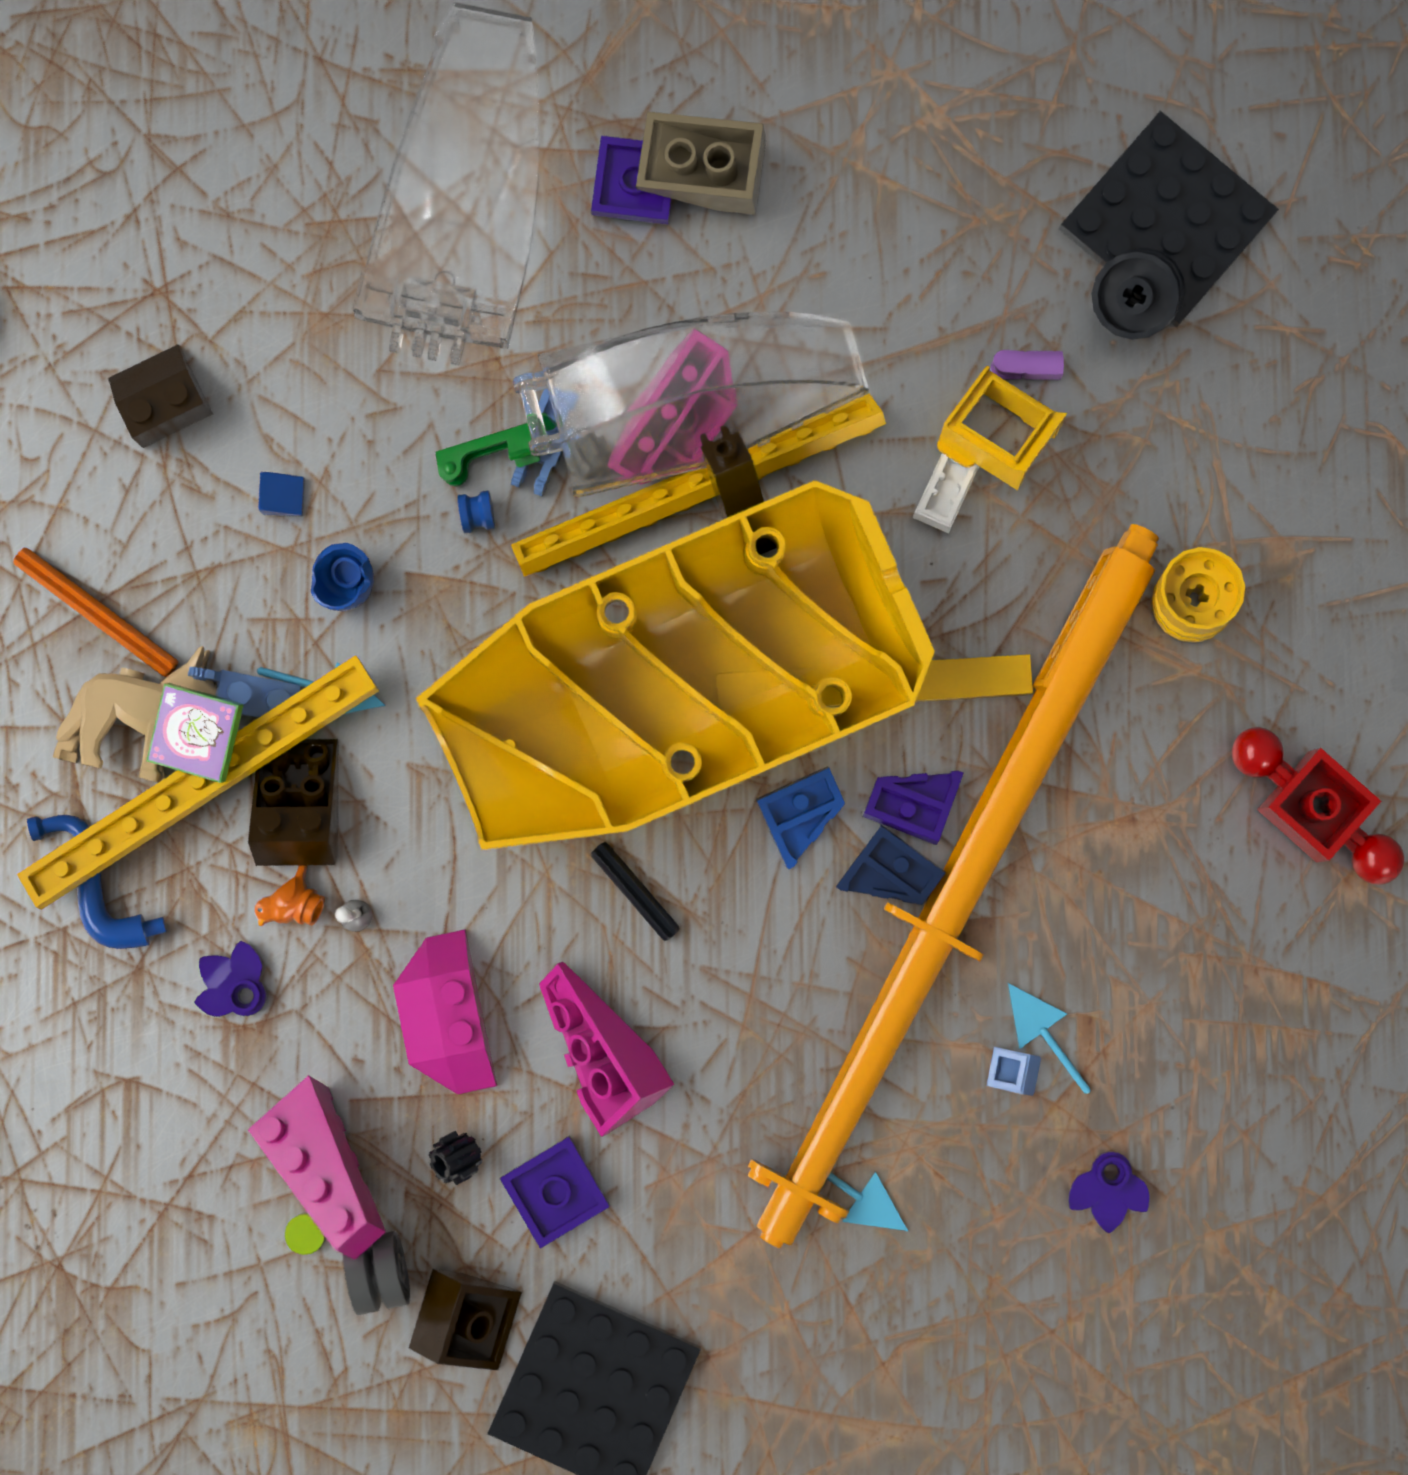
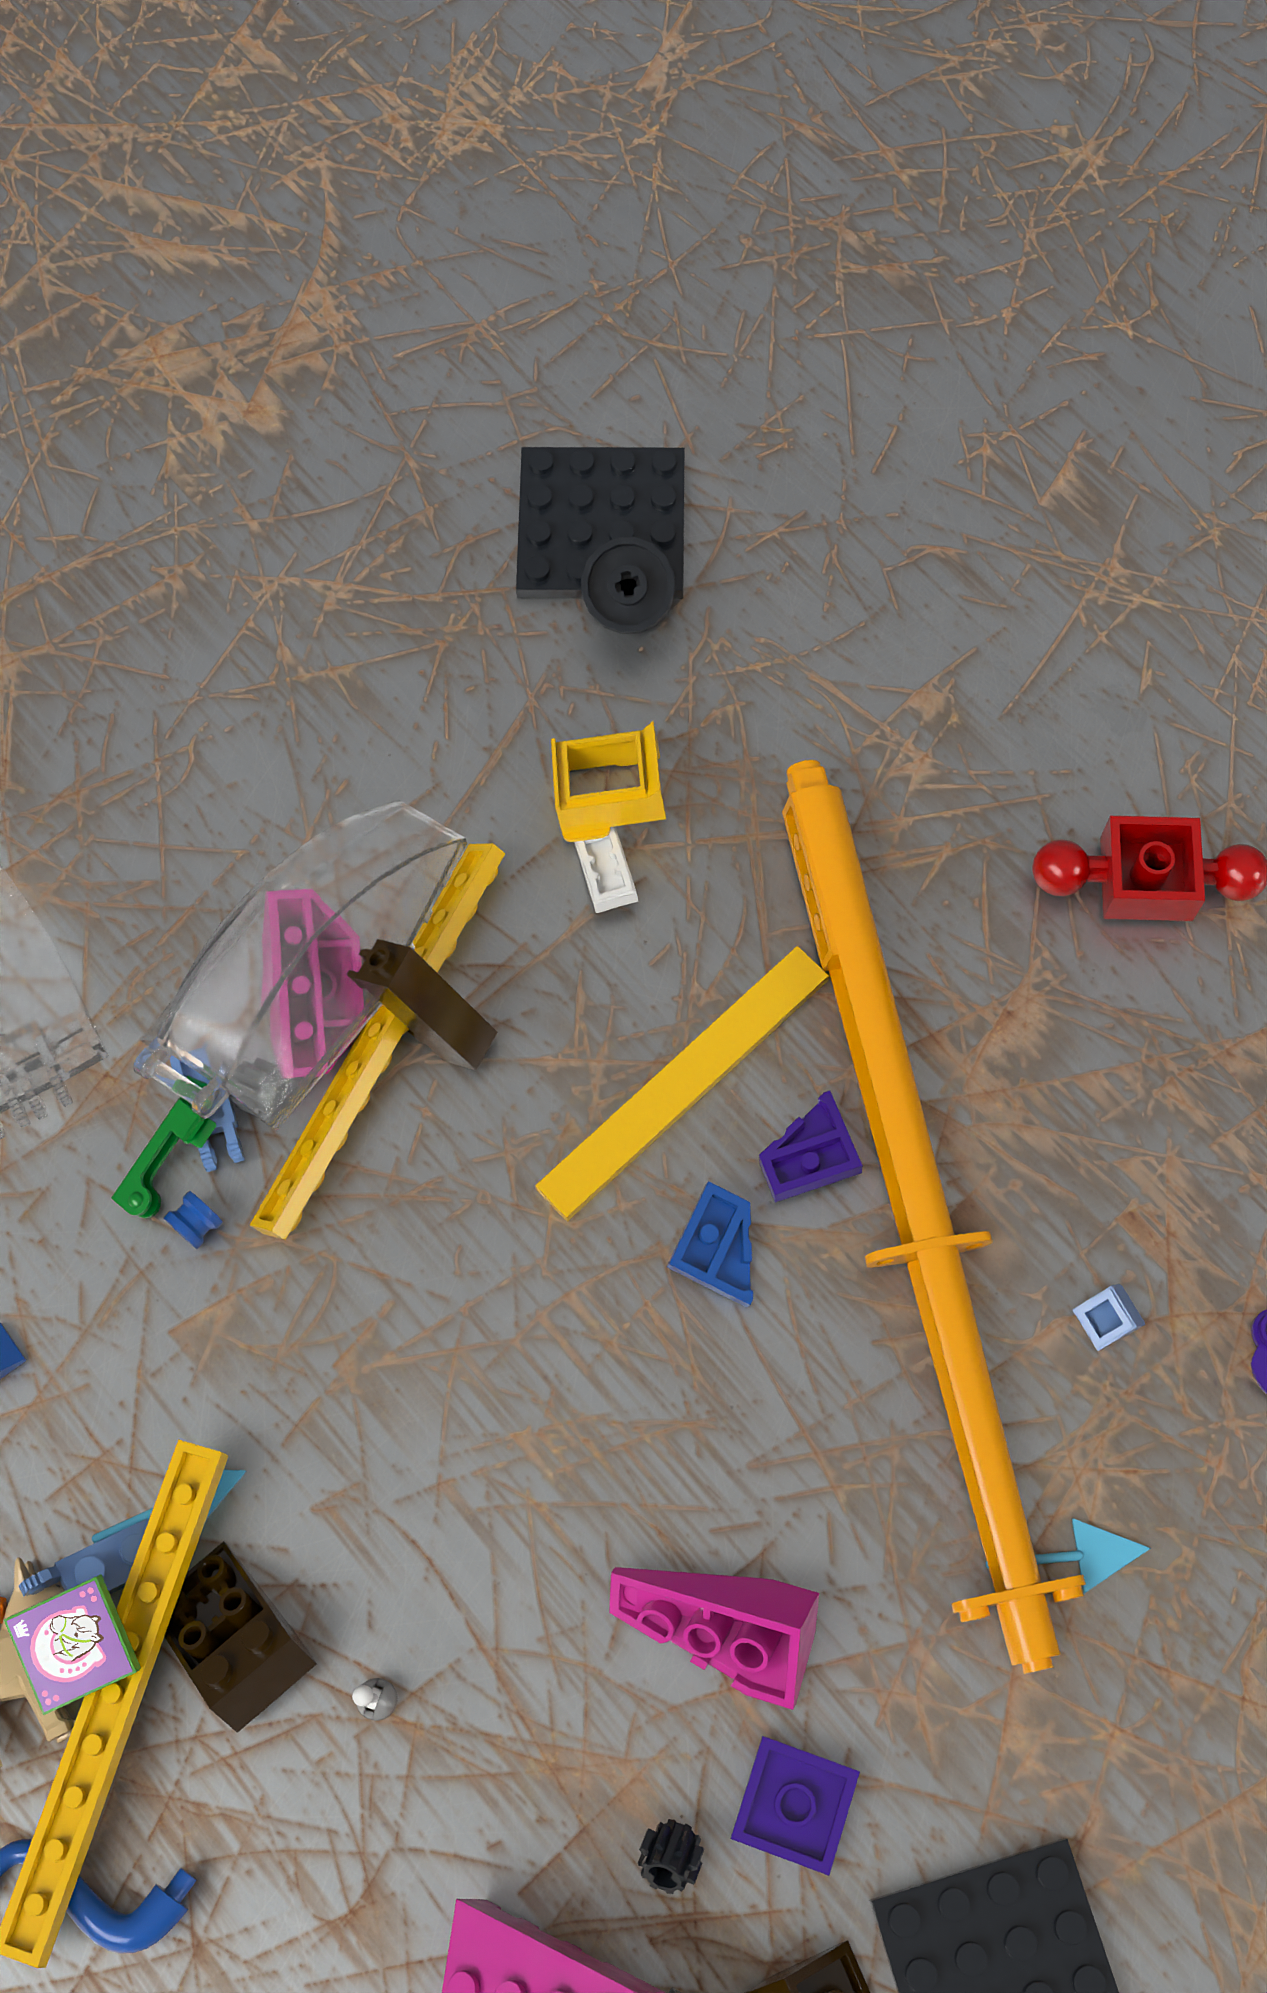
camera: 35 degrees left, 15 degrees down
(228, 978) = (297, 1872): dark purple plate -> none
(291, 902) = (302, 1739): orange animal -> none
(342, 577) = (109, 1380): blue hair -> none
(444, 1015) = (544, 1723): dark pink wedge -> none
(576, 718) = (442, 1312): yellow cylinder -> none
(616, 181) = (112, 829): dark purple plate -> none
(635, 891) = (627, 1445): black axle -> none
(703, 161) = (161, 765): dark tan slope -> none
(891, 870) = (843, 1227): dark blue wing -> none
(1028, 365) = (587, 715): medium lavender bar -> none
(1034, 1018) = (1083, 1255): medium azure piece -> none
(1218, 588) = (898, 759): yellow wheel -> none

